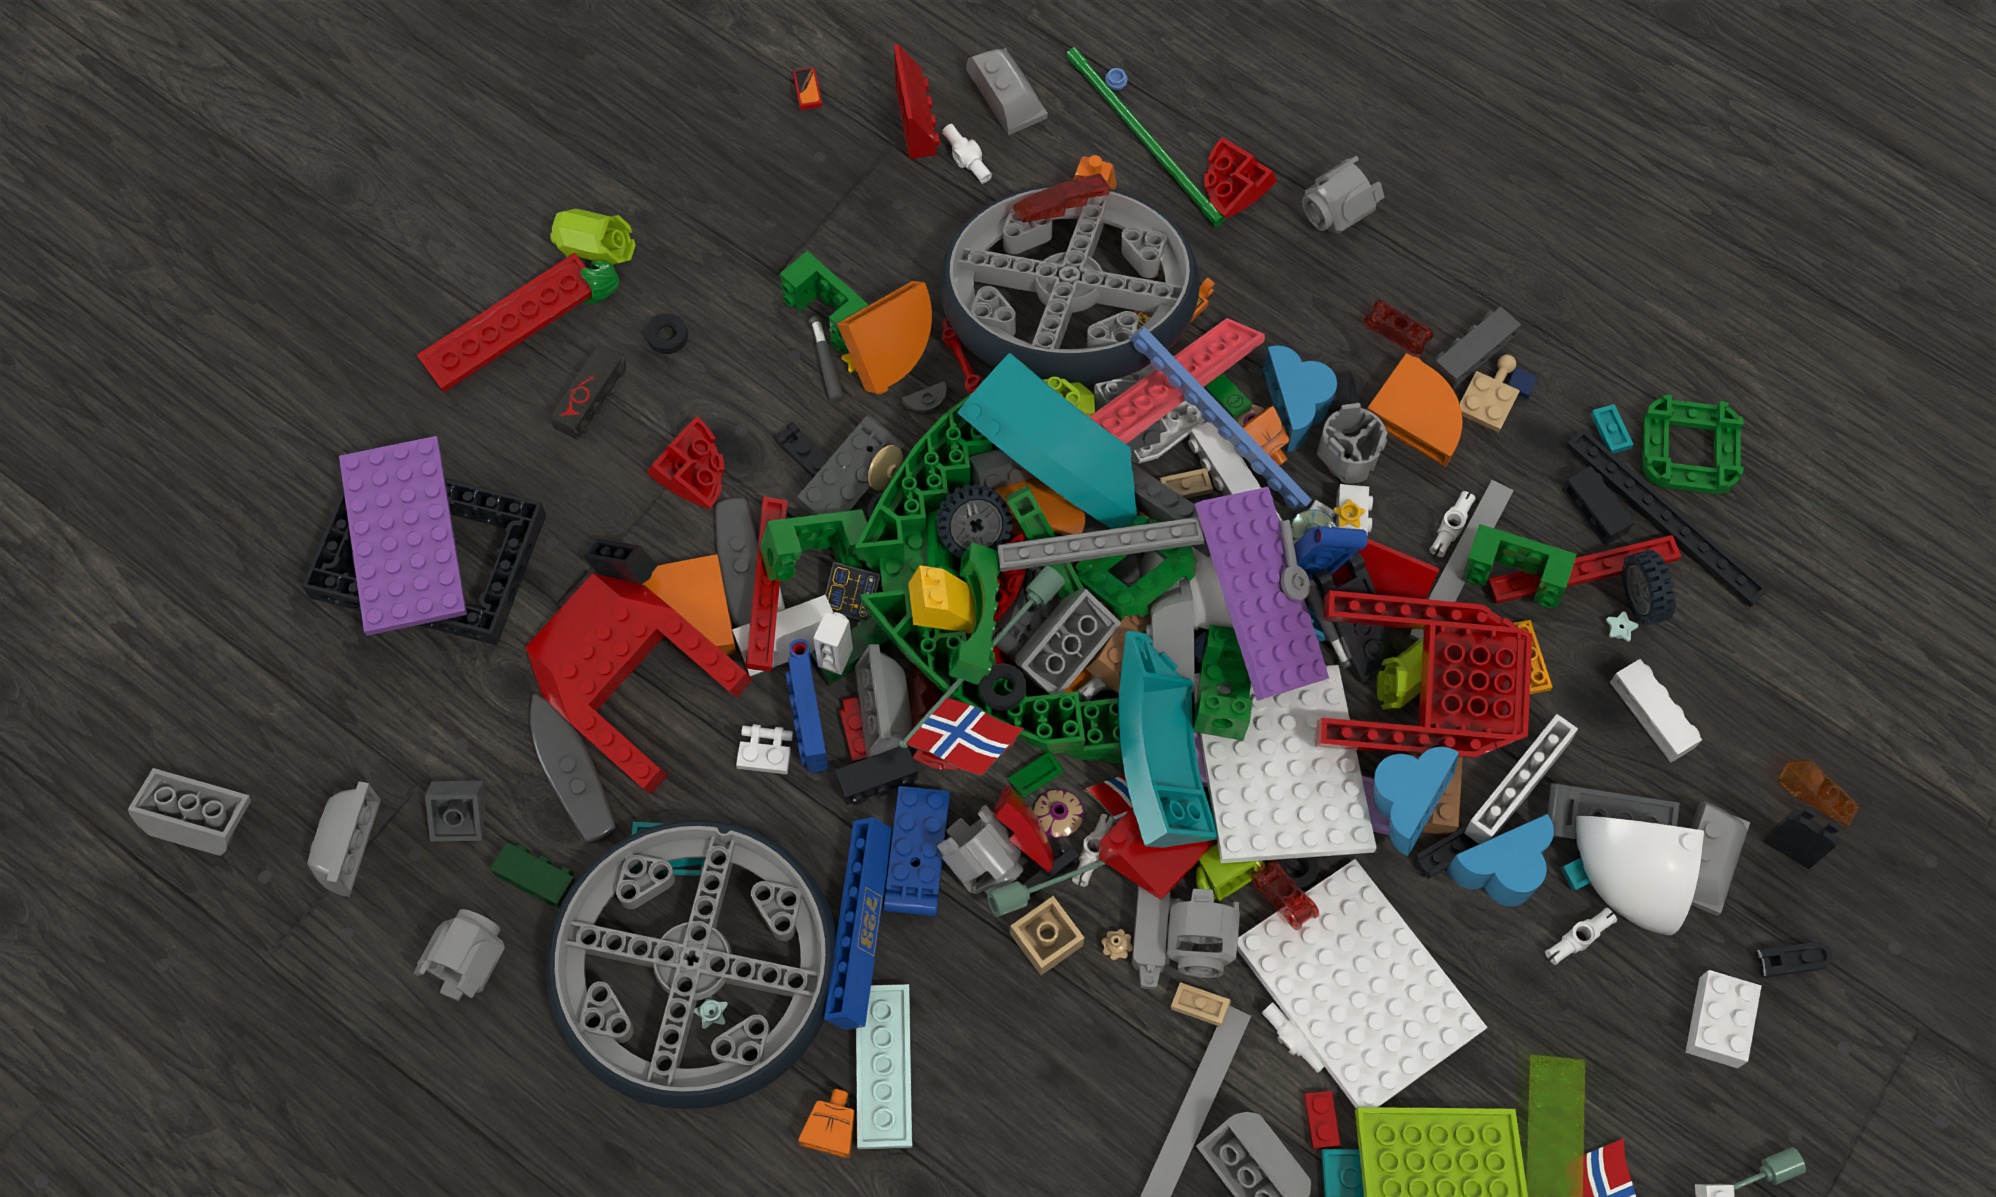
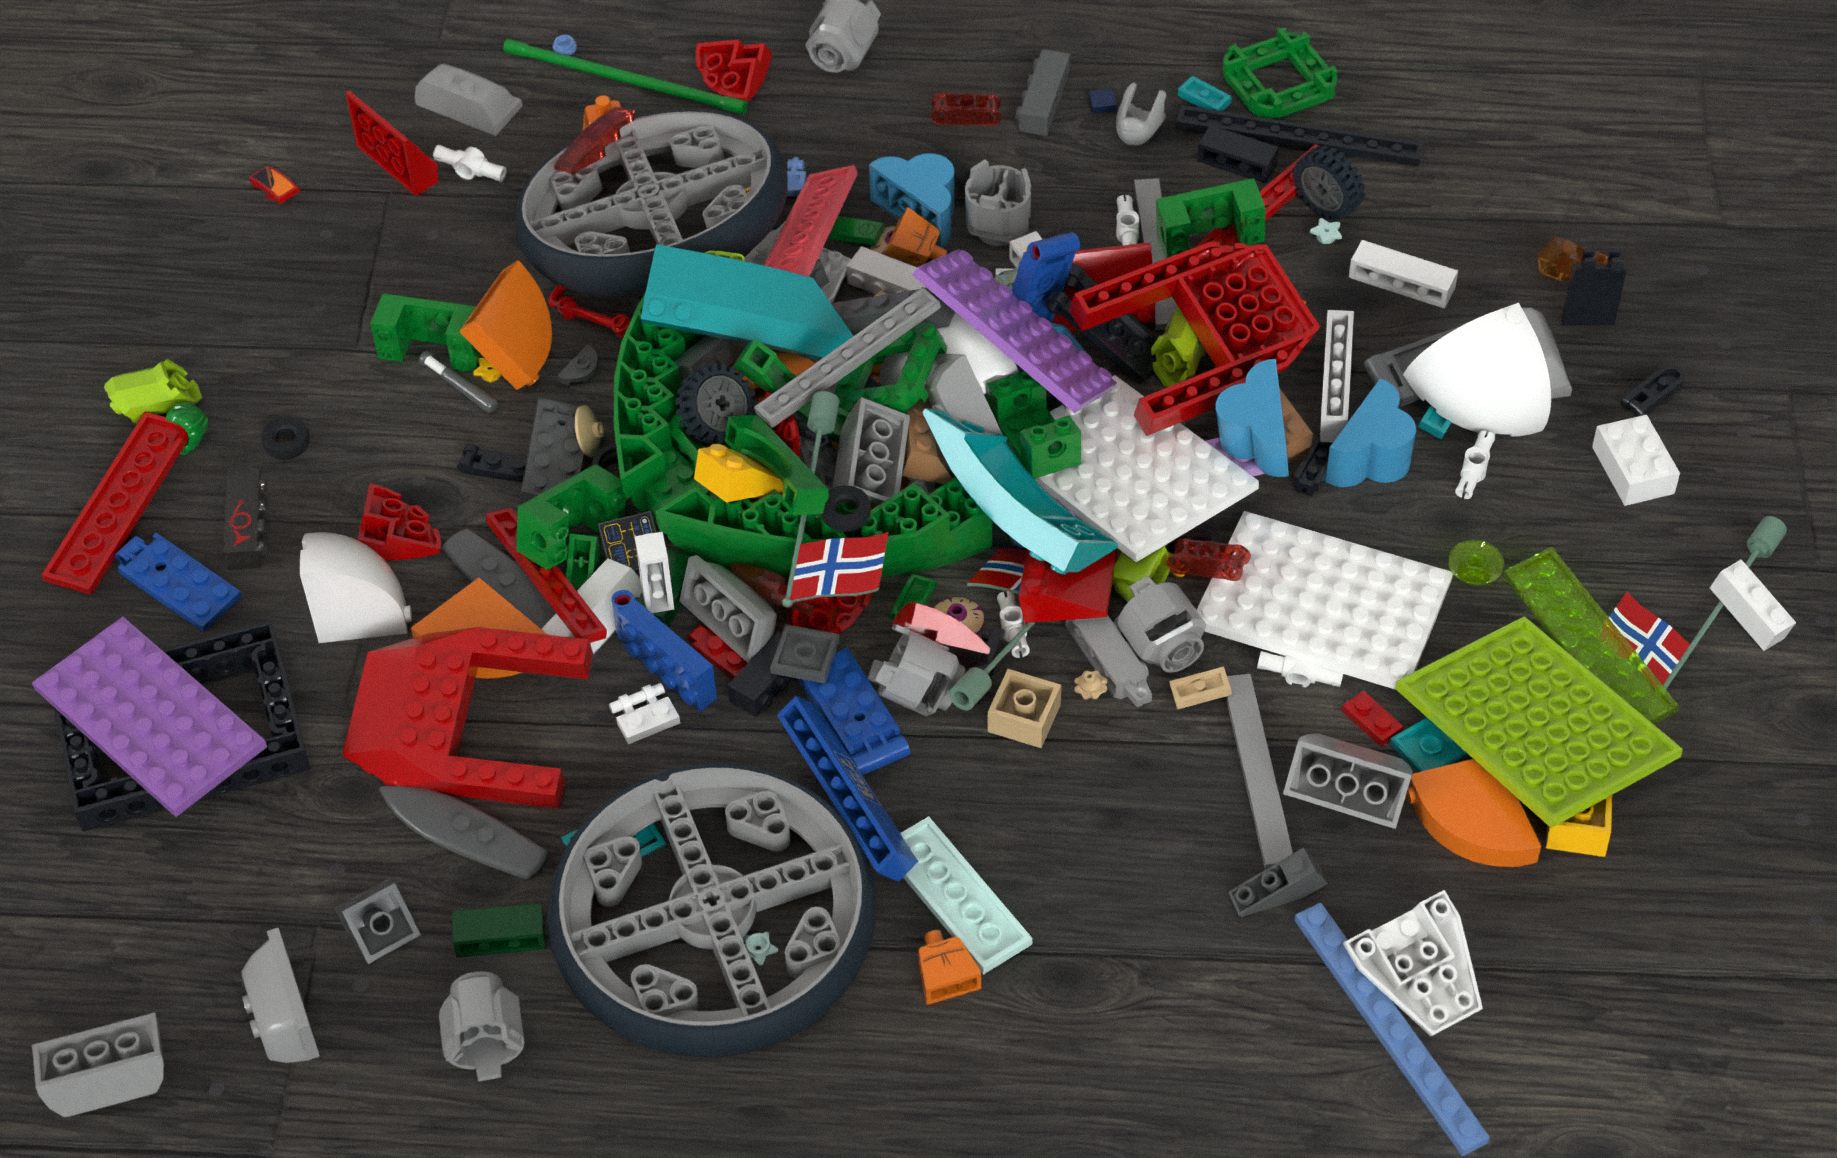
camera: 30 degrees left, 15 degrees down
(510, 424) = (182, 586): none -> blue hinge
(615, 500) = (350, 589): none -> white brick
(620, 561) = (390, 623): black brick -> none
(806, 584) = (582, 559): none -> green slope
(910, 780) = (805, 654): none -> dark grey tile
(1210, 317) = (796, 176): none -> medium blue plate
(1218, 416) = (850, 221): medium blue plate -> none
(1293, 578) = (1032, 308): light grey piece -> none
(1317, 605) = (1079, 341): dark grey piece -> none
(1420, 409) = (1048, 155): orange brick -> none
(1489, 399) = (1084, 125): tan plate -> none
(1520, 1022) = (1477, 554): none -> clear neon green dish
(1534, 424) = (1137, 125): none -> light grey hair

